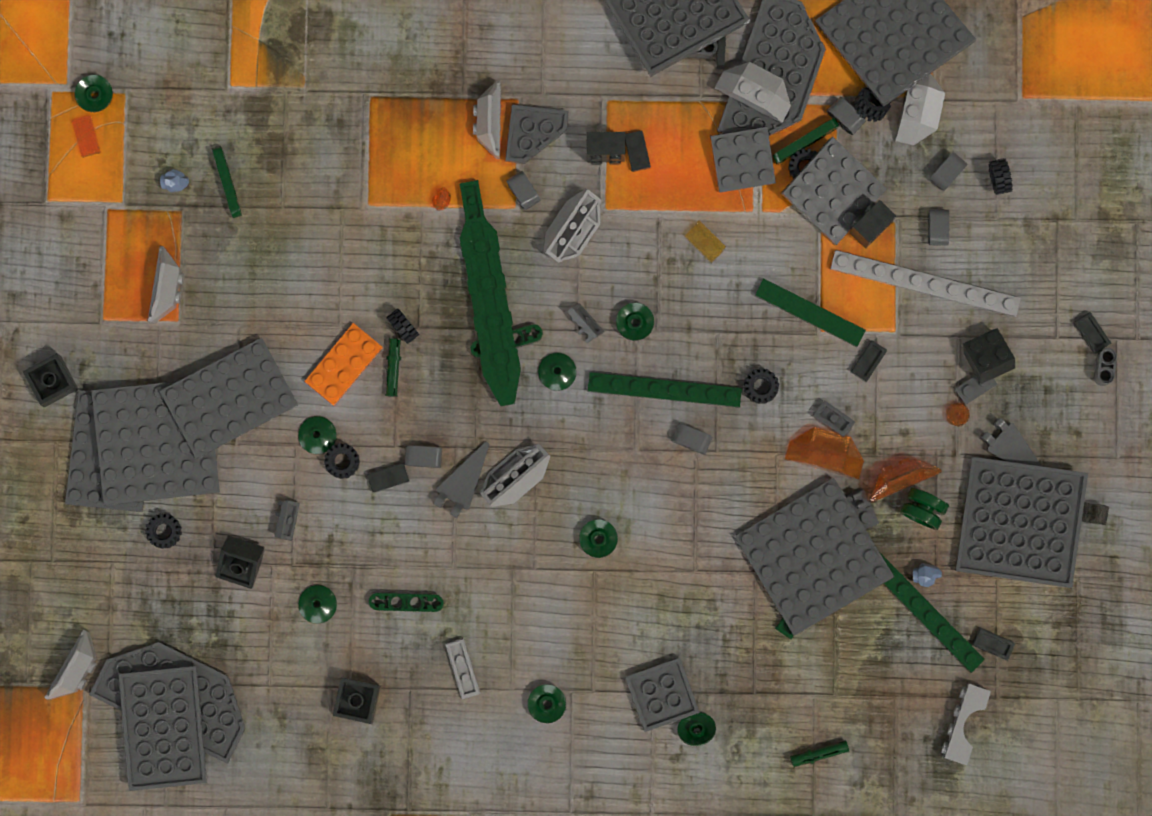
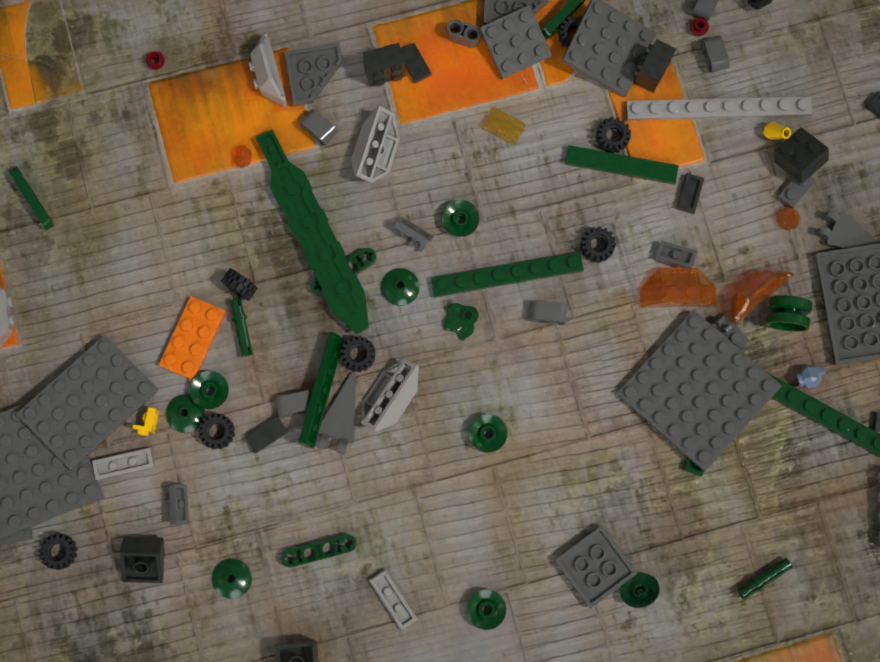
camera: 25 degrees left, 5 degrees down
(246, 466) = (123, 464): none -> light grey plate
(282, 431) = (150, 419): none -> yellow bracket
(339, 412) = (207, 380): none -> dark green dish
(383, 70) = (155, 55): none -> dark red plate
(452, 451) = (321, 390): none -> dark green tile
(497, 414) = (357, 342): none -> black tyre
(603, 421) = (458, 322): none -> dark green plate
(696, 133) = (464, 31): none -> dark grey beam
(822, 280) = (613, 145): none -> black tyre
(932, 200) = (699, 31): none -> dark red plate
(972, 323) = (776, 131): none -> yellow cone

